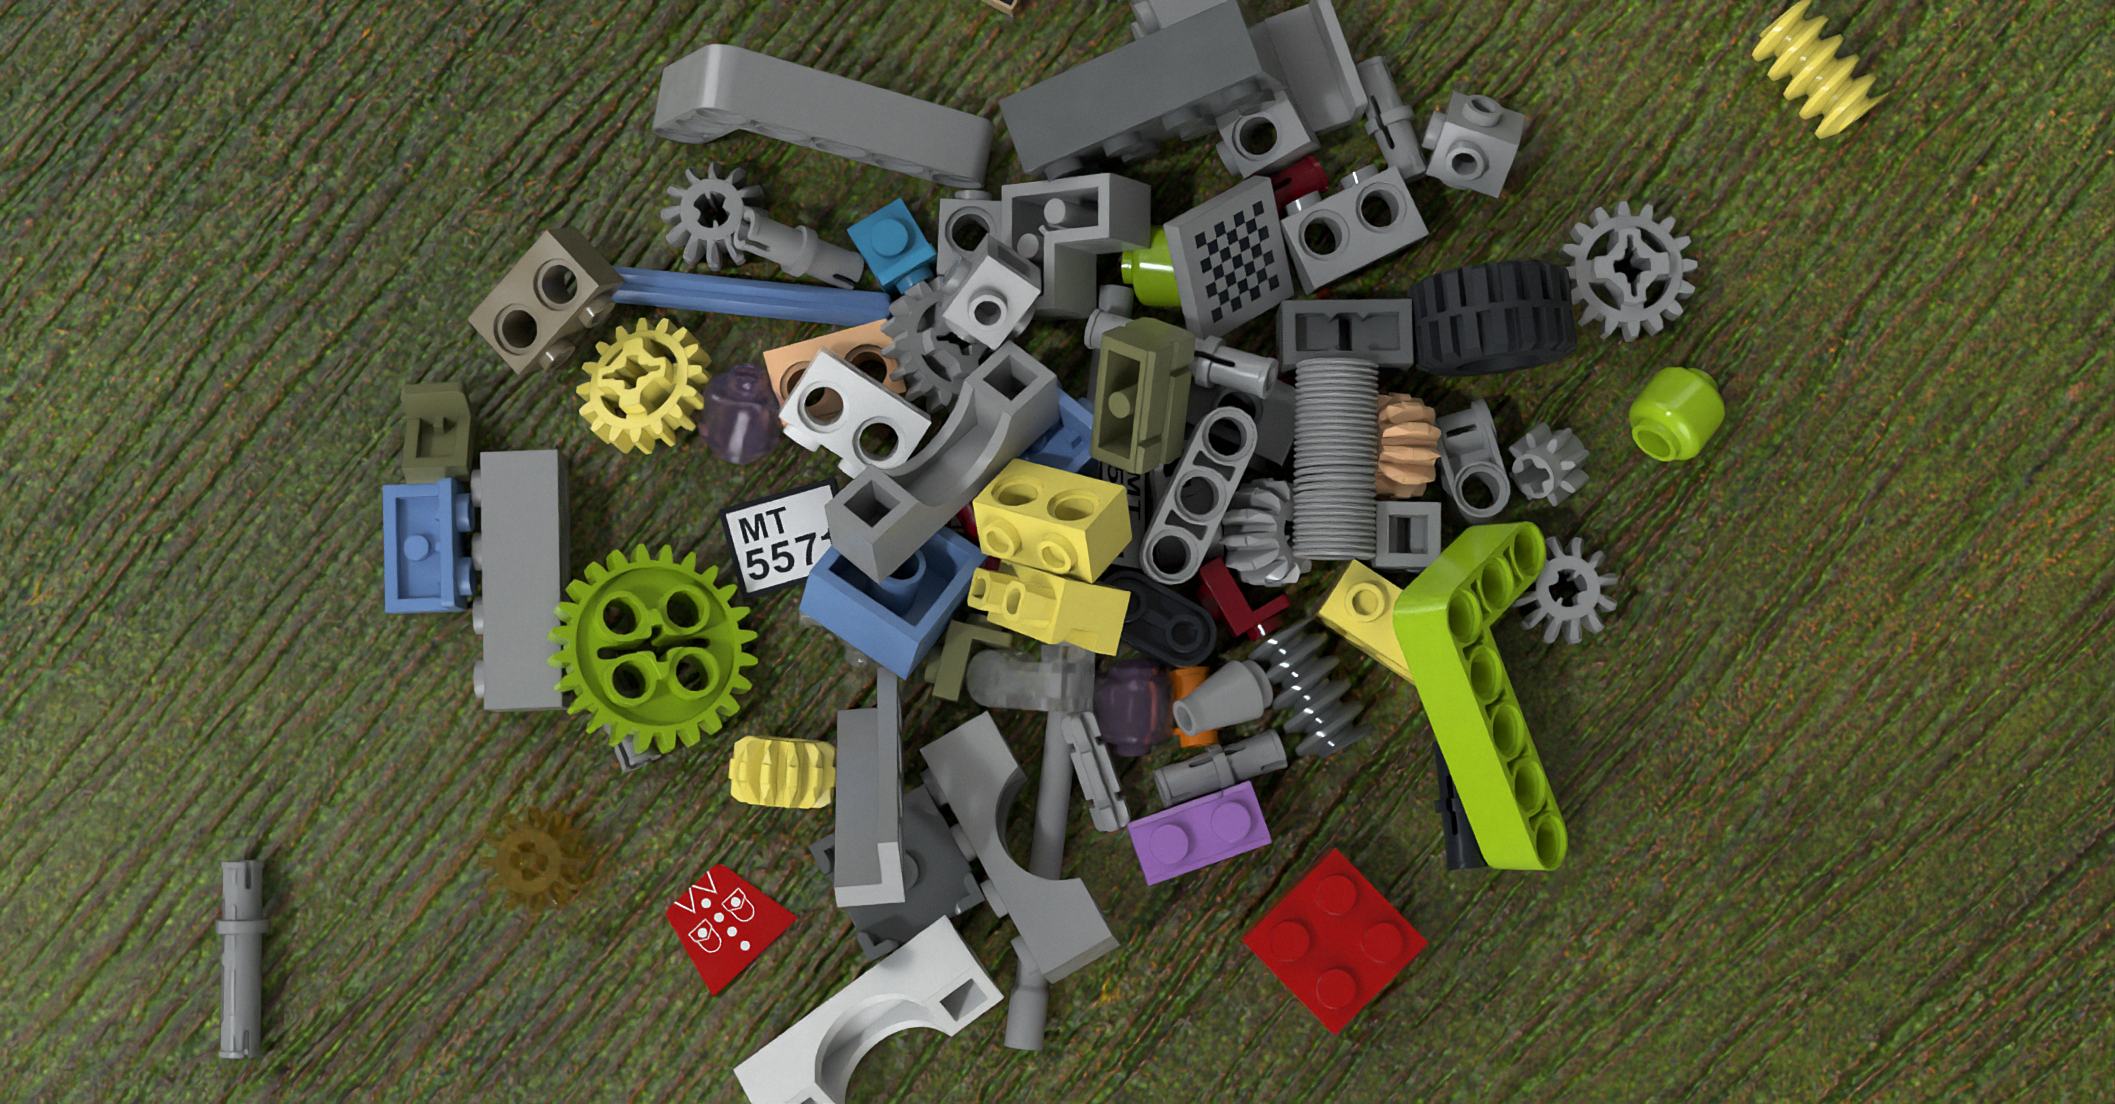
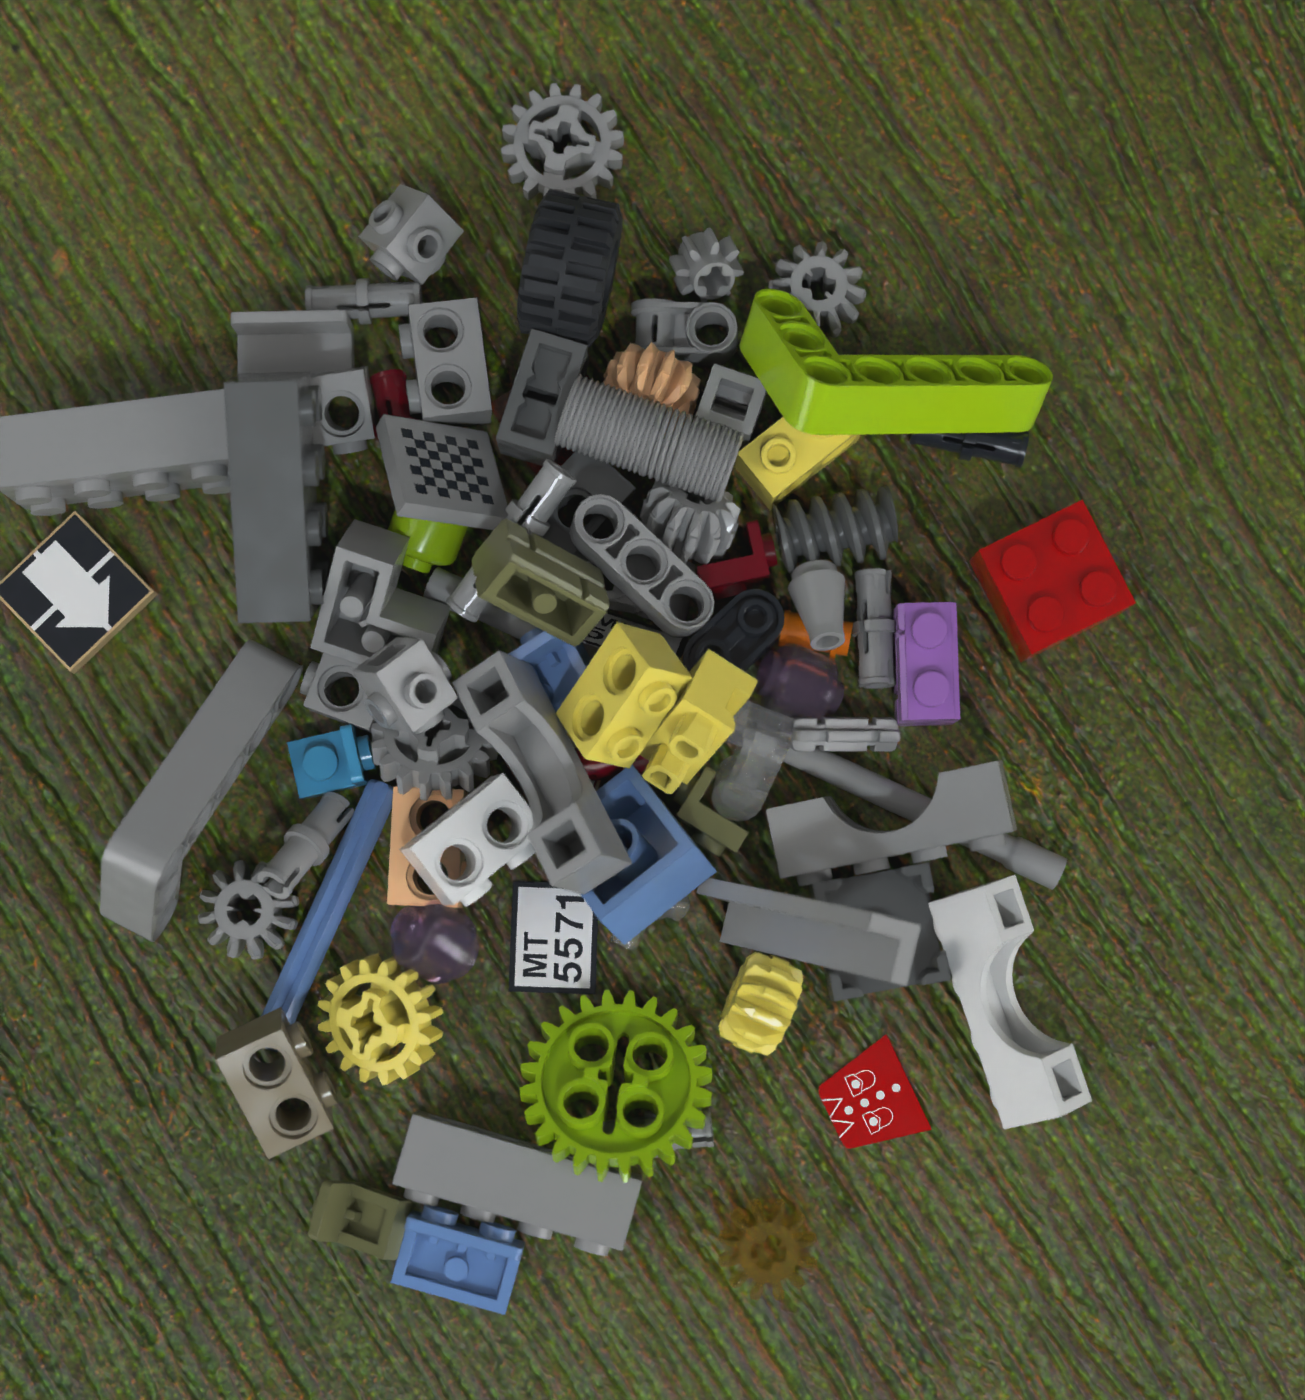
camera: 75 degrees left, 0 degrees up
(1676, 413) = (698, 146): lime head -> none

